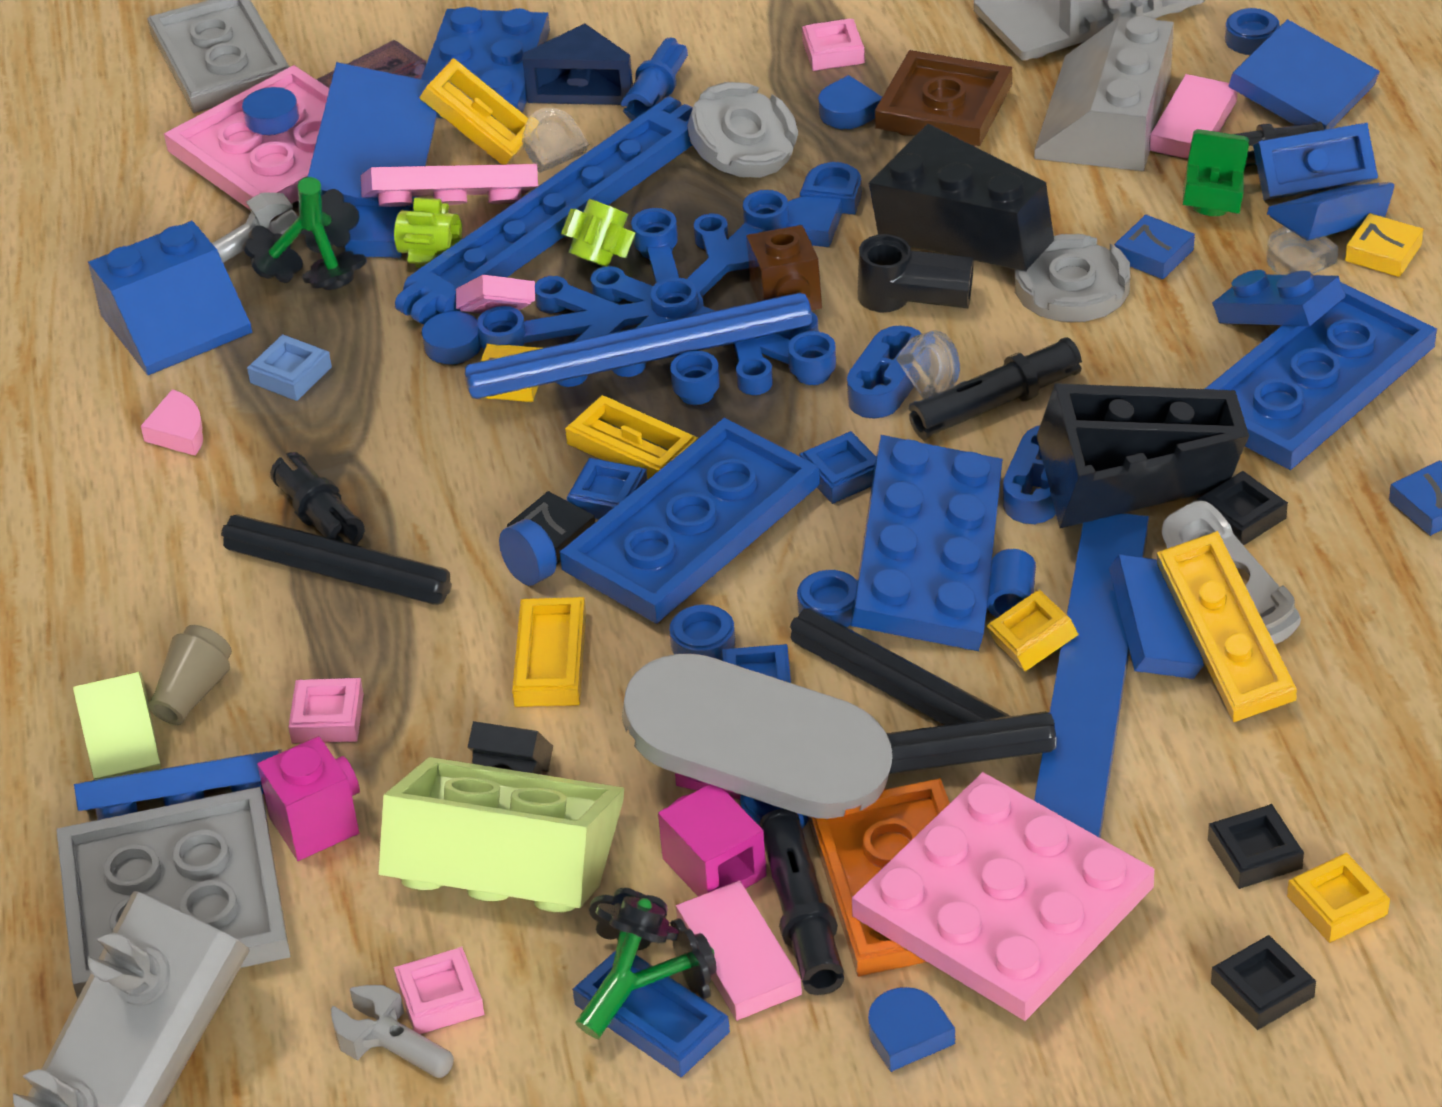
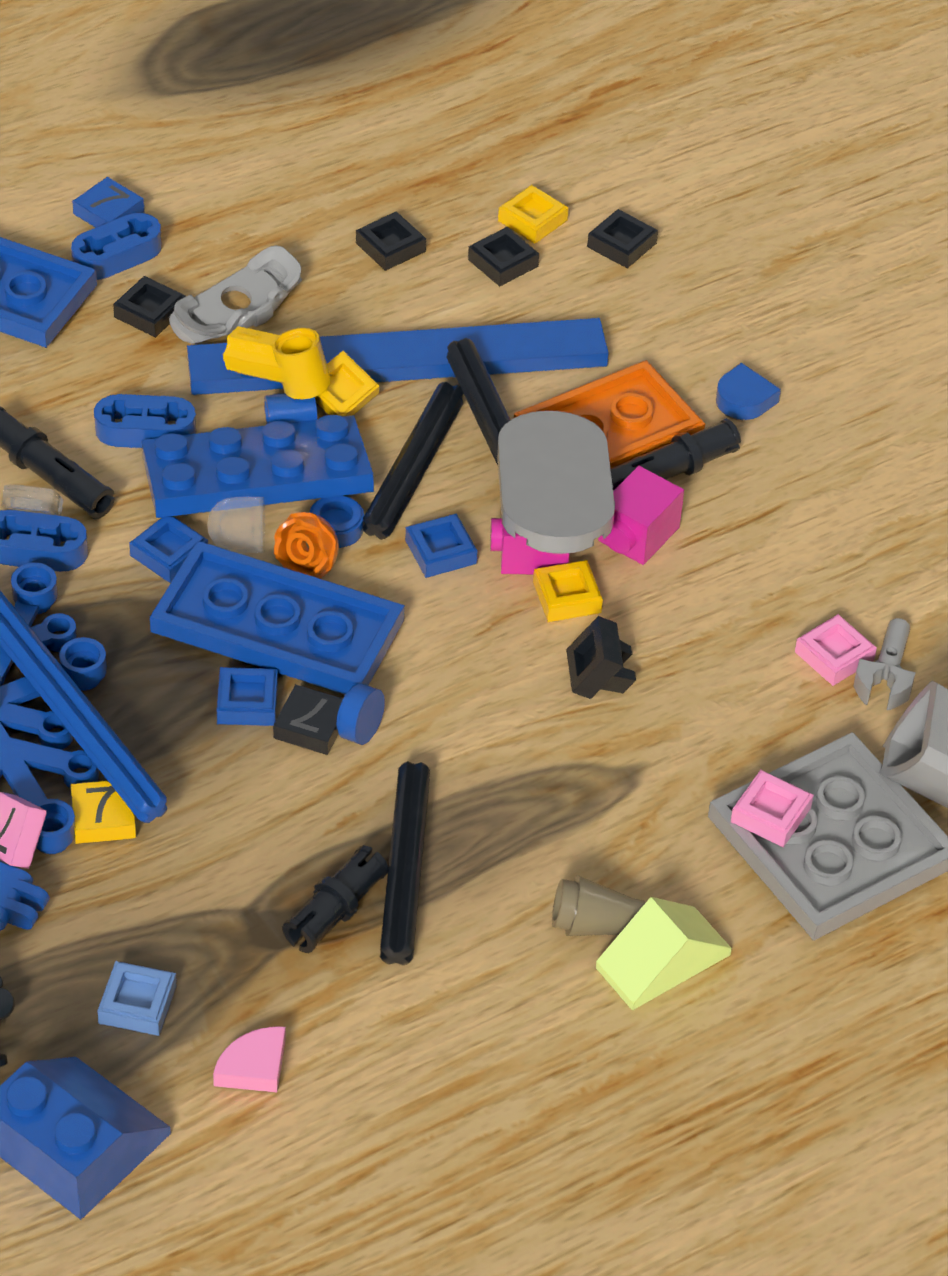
camera: 115 degrees left, 5 degrees up
(175, 784) = (721, 867): blue plate -> none
(212, 823) = (771, 808): none -> bright pink tile
(310, 797) = (706, 762): dark pink brick -> none
(326, 710) = (586, 811): bright pink tile -> none
(451, 337) = (61, 871): blue tile -> none
(498, 833) = (686, 632): yellowish green slope -> none
(549, 652) = (460, 682): yellow tile -> none
(626, 444) = (161, 729): yellow tile -> none
(636, 923) = (773, 492): plant -> none
(640, 778) = (567, 591): none -> yellow tile
(661, 1018) = (793, 528): blue tile -> none
(702, 631) = (408, 586): blue tile -> none
(749, 960) = (724, 491): bright pink tile -> none
(783, 554) = (291, 546): none -> orange plate
(836, 511) = (238, 524): none -> clear tile
(1003, 895) = (621, 351): bright pink plate -> none
(1048, 548) = (287, 358): none -> yellow piece
(1136, 446) = (146, 339): black wedge -> none
(1152, 621) = (325, 317): blue tile -> none
(1226, 627) = (311, 277): yellow tile -> none
(1313, 741) = (390, 241): none -> black tile
(1368, 488) = (118, 244): none -> blue beam

